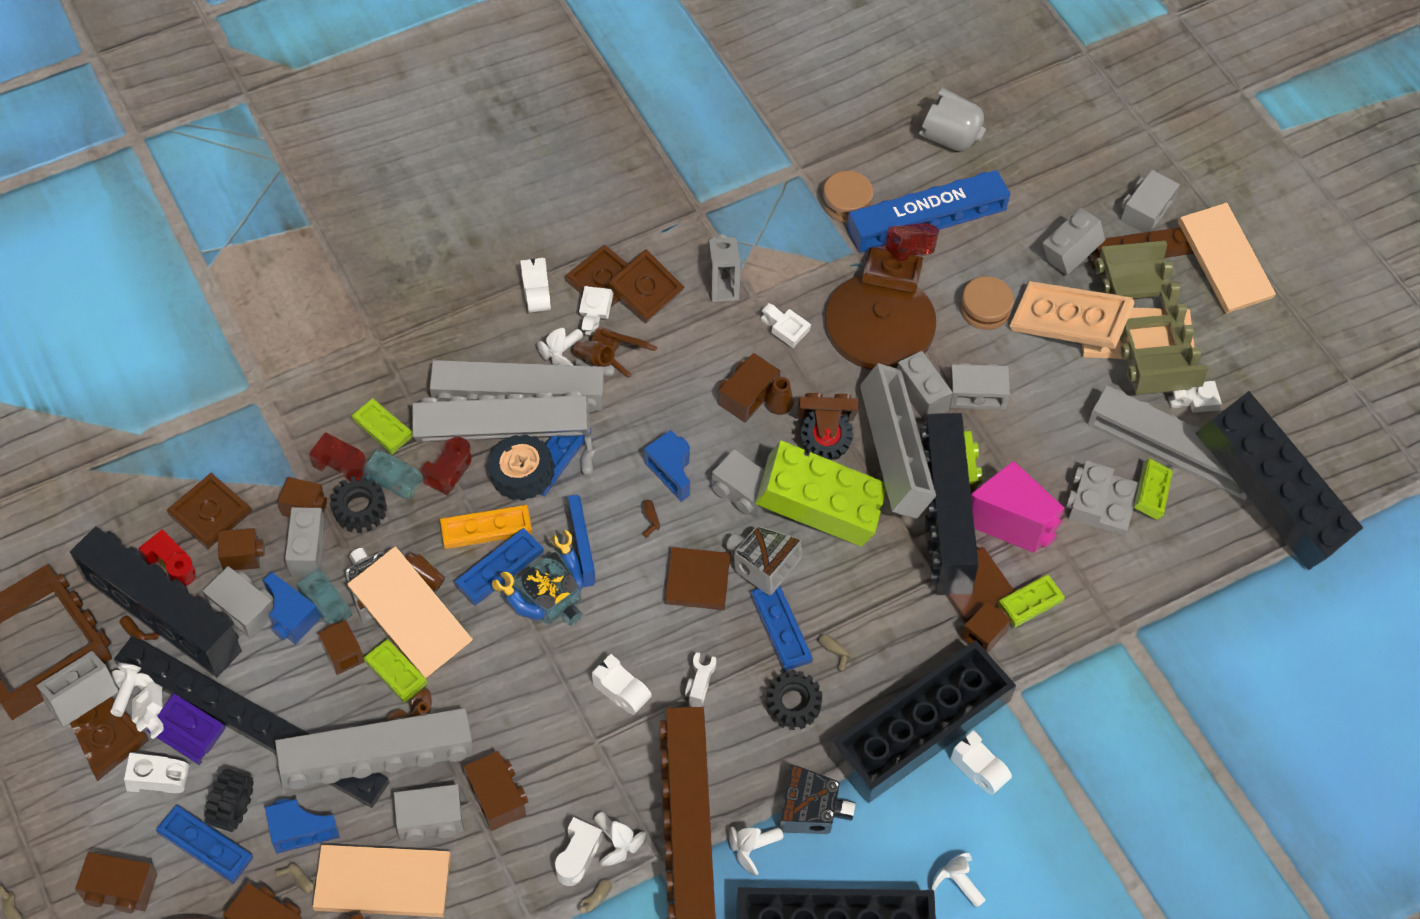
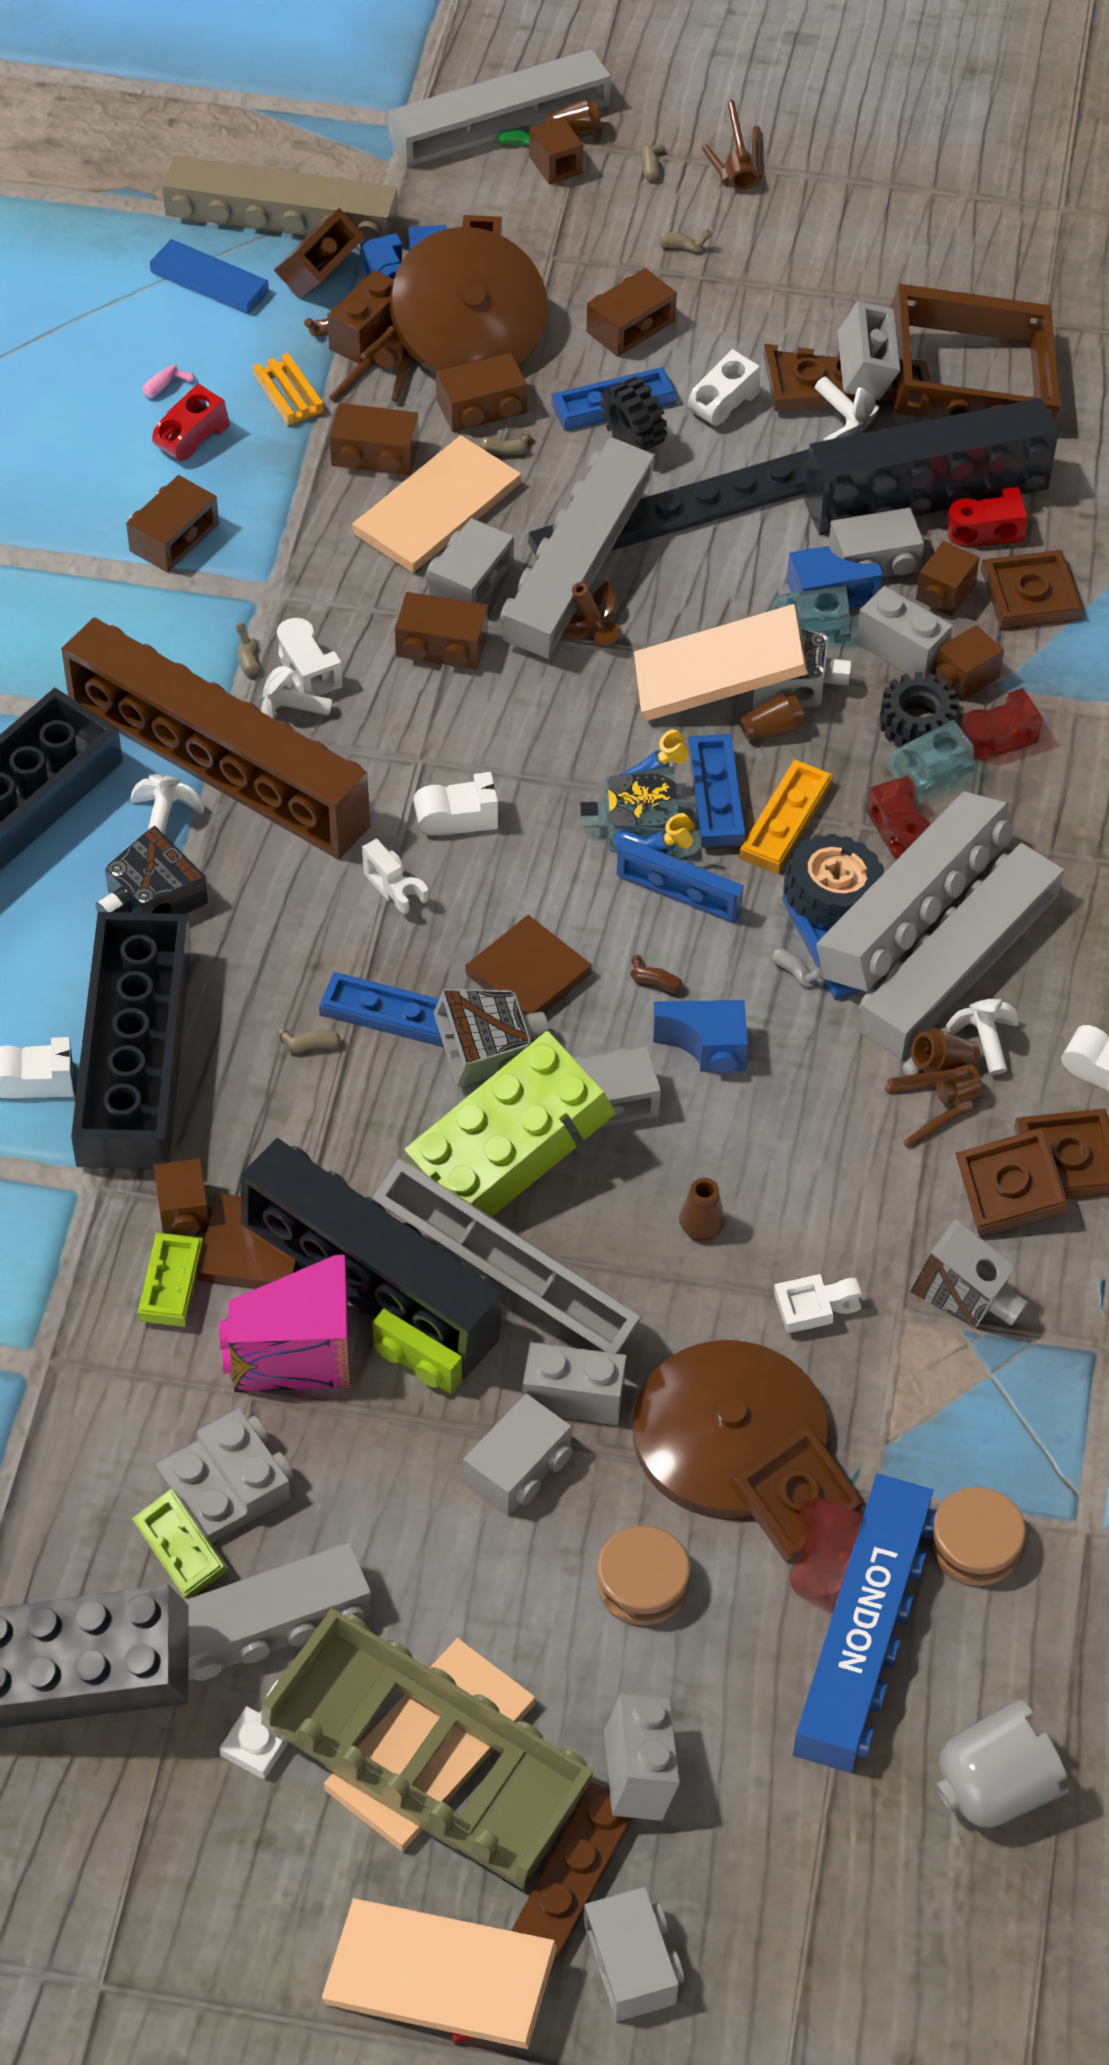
camera: 130 degrees right, 5 degrees down
(146, 708) = (809, 416): white plate -> none
(188, 729) = (756, 438): dark purple plate -> none
(295, 828) = (557, 462): blue arch -> none
(341, 647) = (738, 595): reddish brown brick -> none
(382, 426) = (1022, 789): lime plate -> none
(395, 670) = (654, 628): lime plate -> none
(595, 305) = (1021, 1104): white plate -> none
(747, 387) = (750, 1188): reddish brown brick -> none
(793, 683) = (290, 971): black tyre -> none
(826, 423) = (617, 1224): plate -> none
(1072, 314) = (518, 1643): light nougat tile -> none

